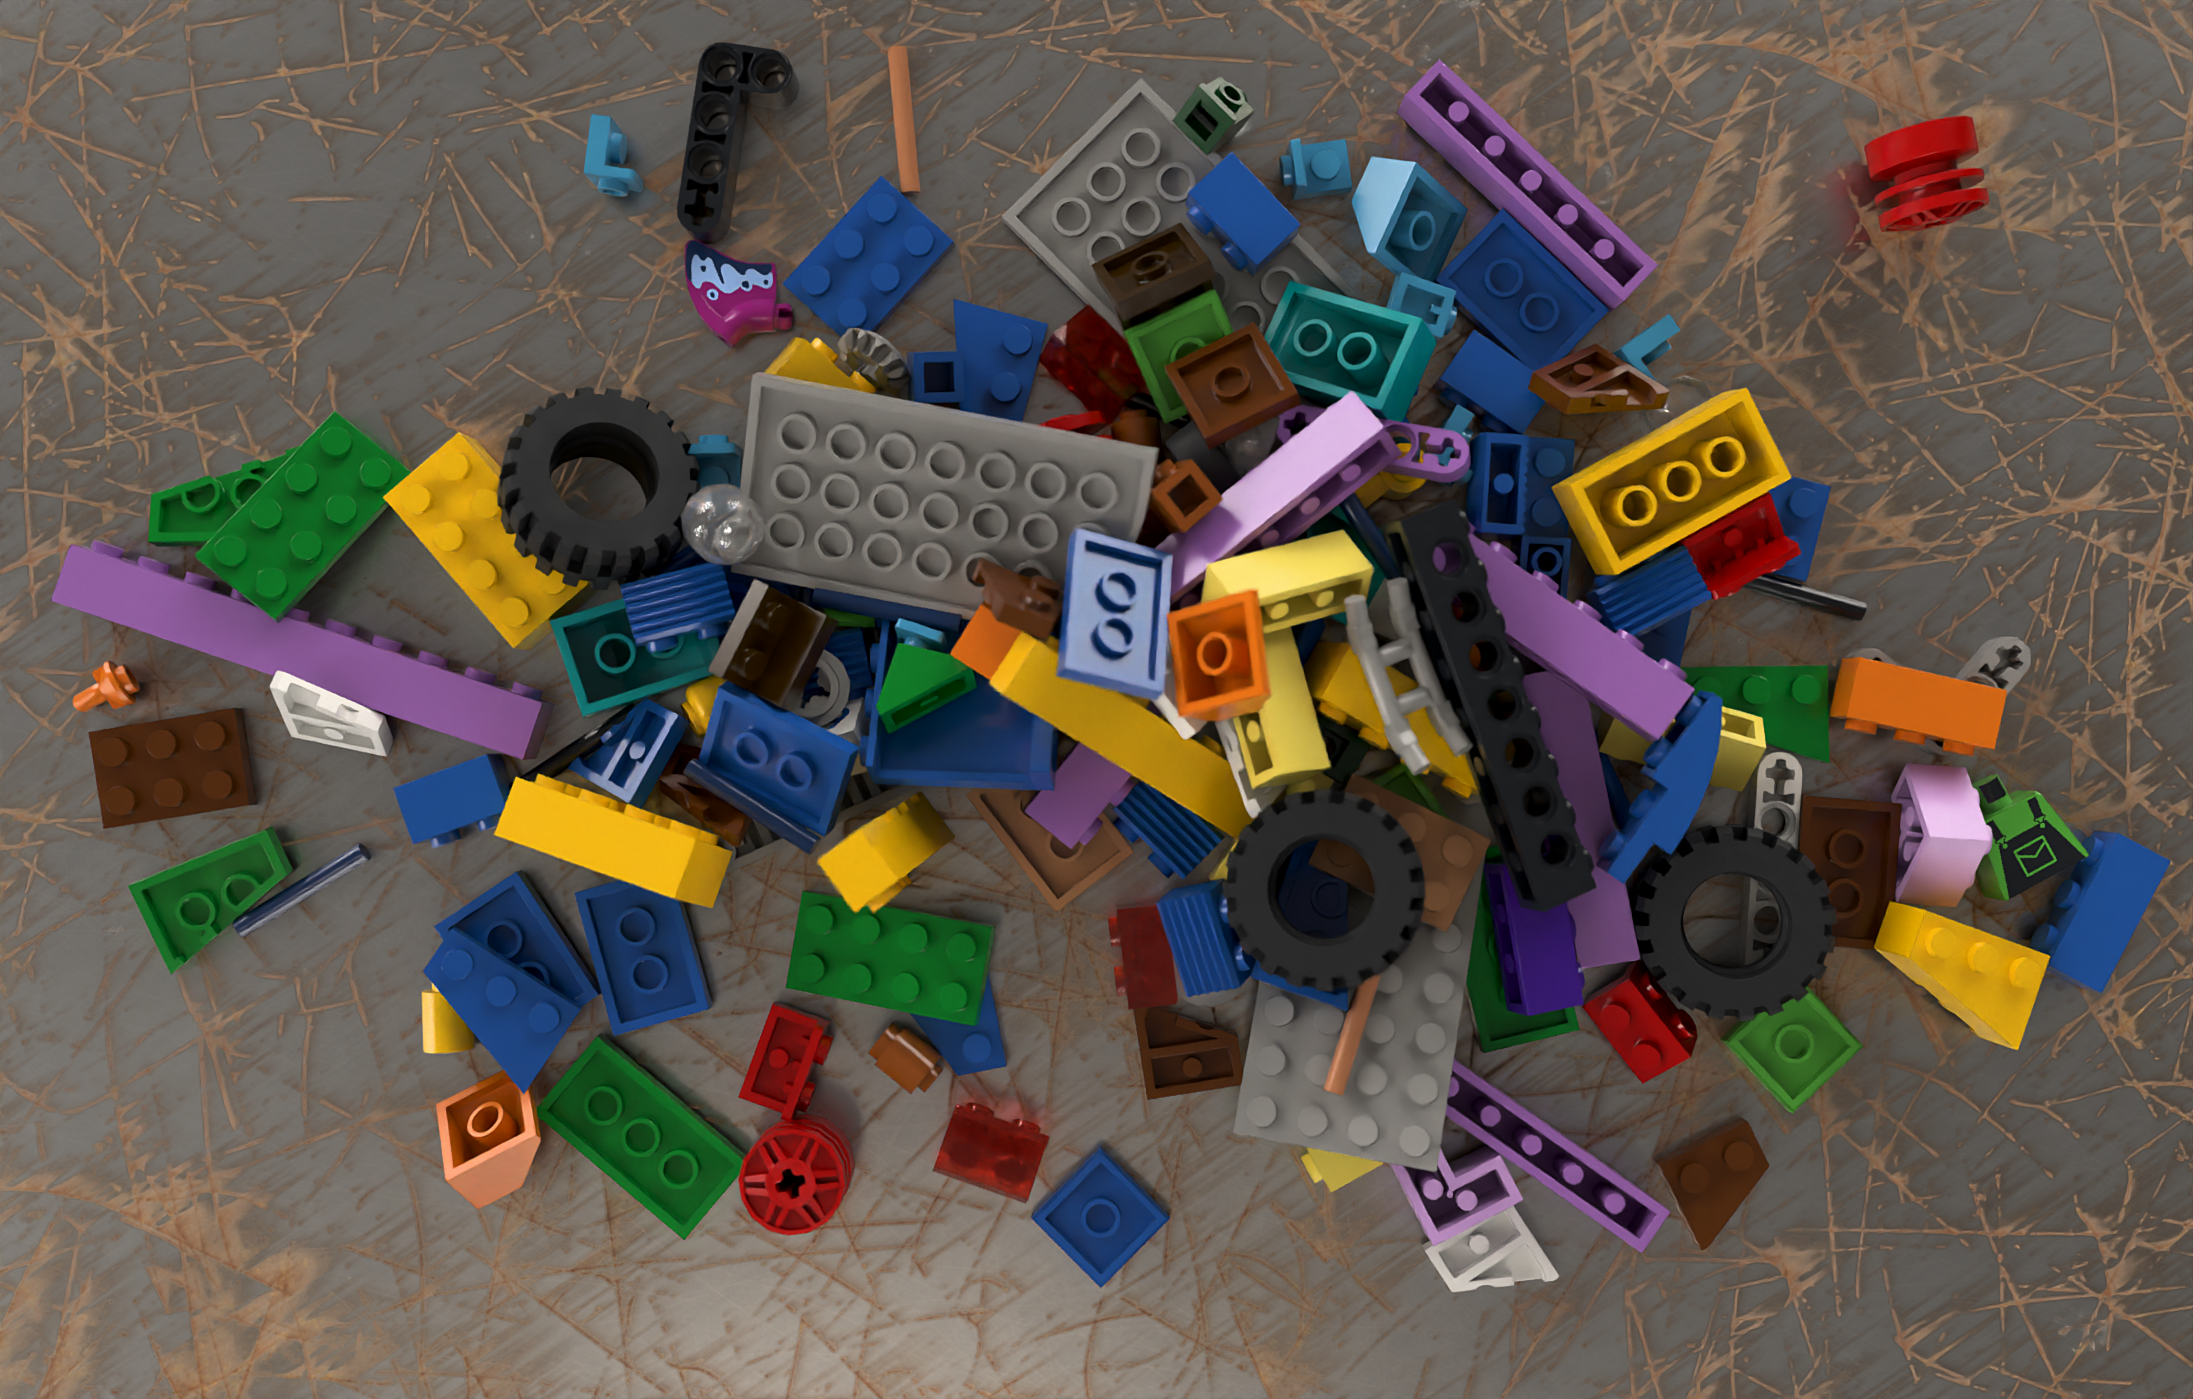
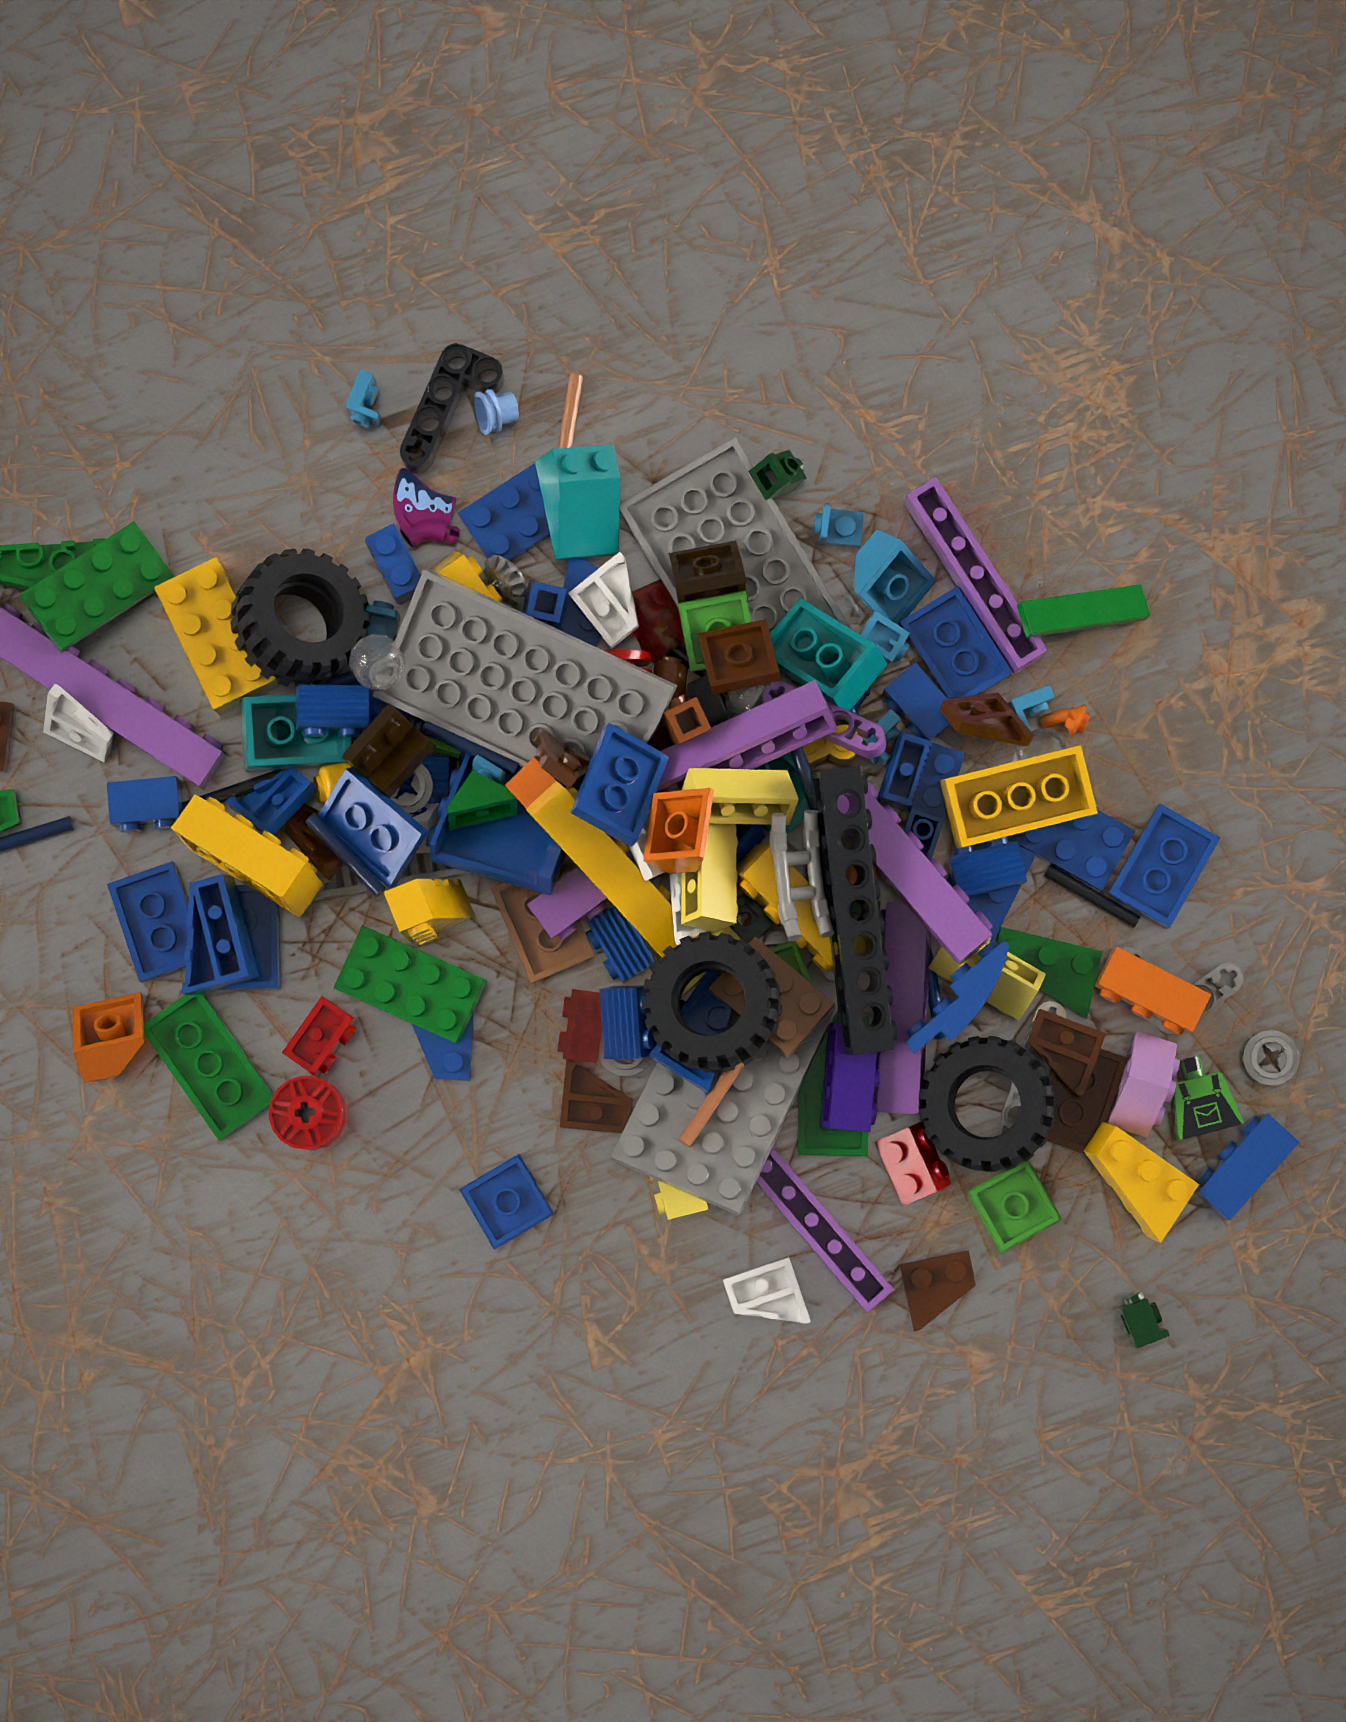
camera: 20 degrees right, 5 degrees down
(442, 1026) = (99, 947): yellow brick -> none
(501, 1004) = (141, 947): blue wing -> none
(602, 966) = (218, 937): none -> blue wedge
(711, 375) = (394, 563): none -> blue brick
(796, 126) = (494, 410): none -> light blue piece
(906, 1058) = (402, 1057): dark orange brick -> none
(949, 220) = (581, 500): none -> teal slope
(991, 1151) = (444, 1135): clear red bracket -> none
(1025, 352) = (608, 600): none -> white wing
(1240, 215) = (777, 546): blue piece -> none
(1458, 1192) = (748, 1245): lavender brick -> none
(1688, 198) = (1083, 610): none -> green tile
(1710, 352) = (1074, 719): none -> orange plate
(1740, 547) = (1055, 851): red bracket -> none
(1819, 814) = (1066, 1048): none -> reddish brown wing
(1882, 525) = (1164, 865): none -> blue plate
(1926, 174) = (1247, 632): red wheel -> none
(2009, 1158) = (1141, 1320): none -> dark green brick
(2113, 750) = (1287, 1060): none -> light grey gear

